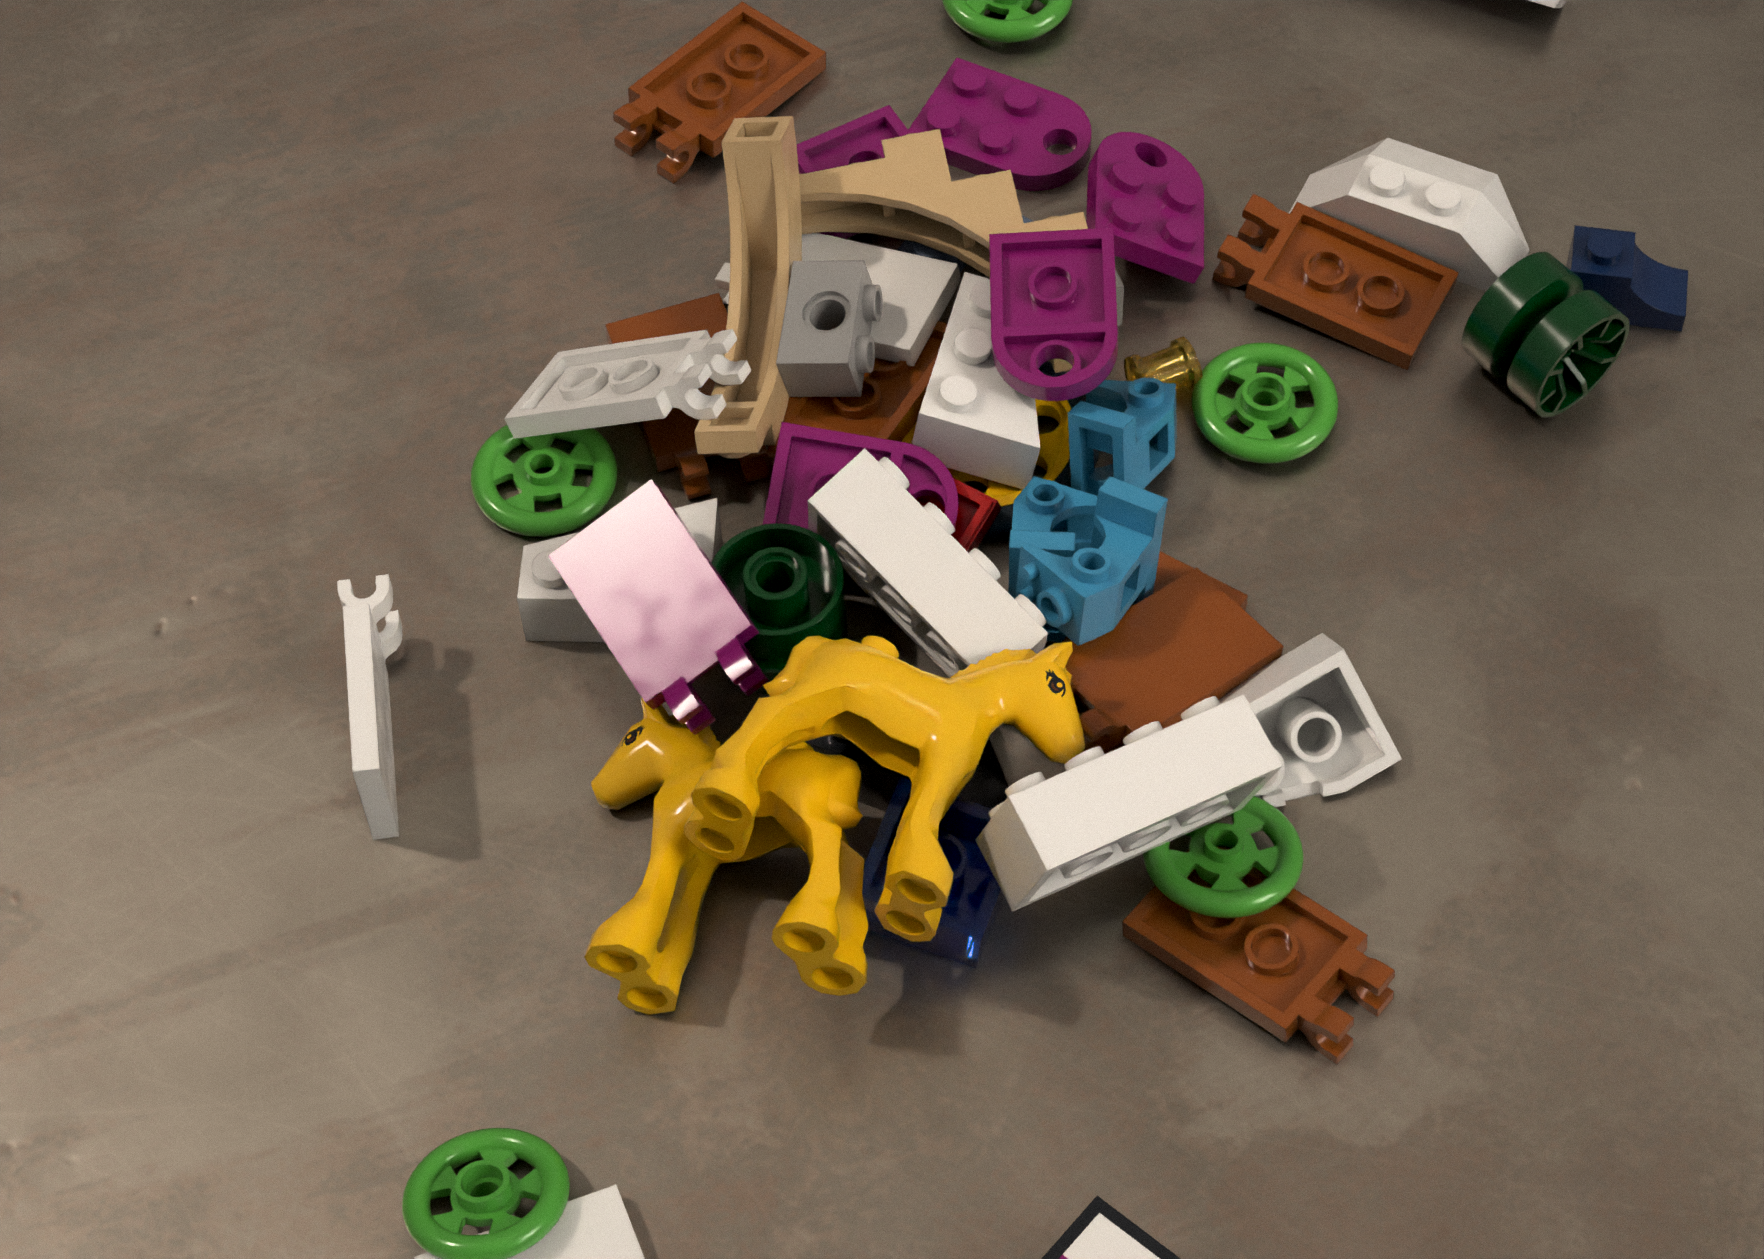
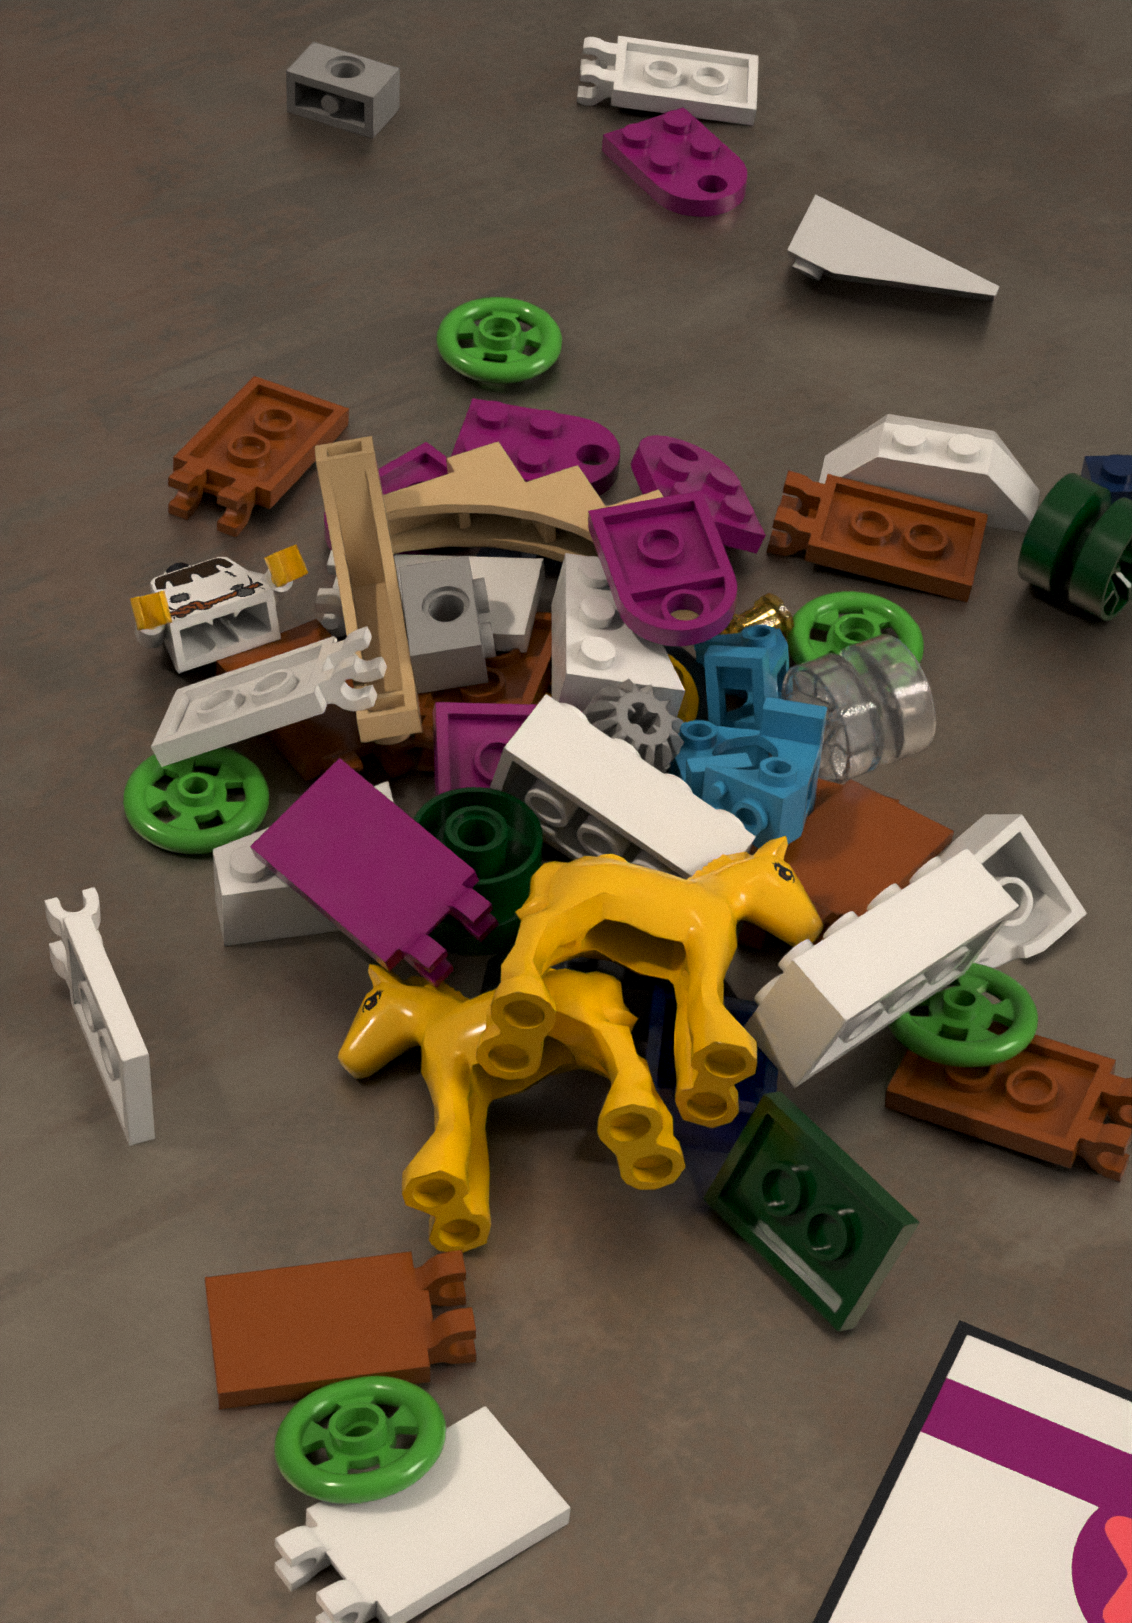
camera: 20 degrees left, 10 degrees down
(502, 1068) = (333, 1322): none -> dark orange tile
(609, 270) = (215, 607): none -> white torso
(982, 474) = (638, 720): none -> light grey gear
(991, 1045) = (810, 1211): none -> dark green plate
(1228, 489) = (874, 705): none -> clear wheel

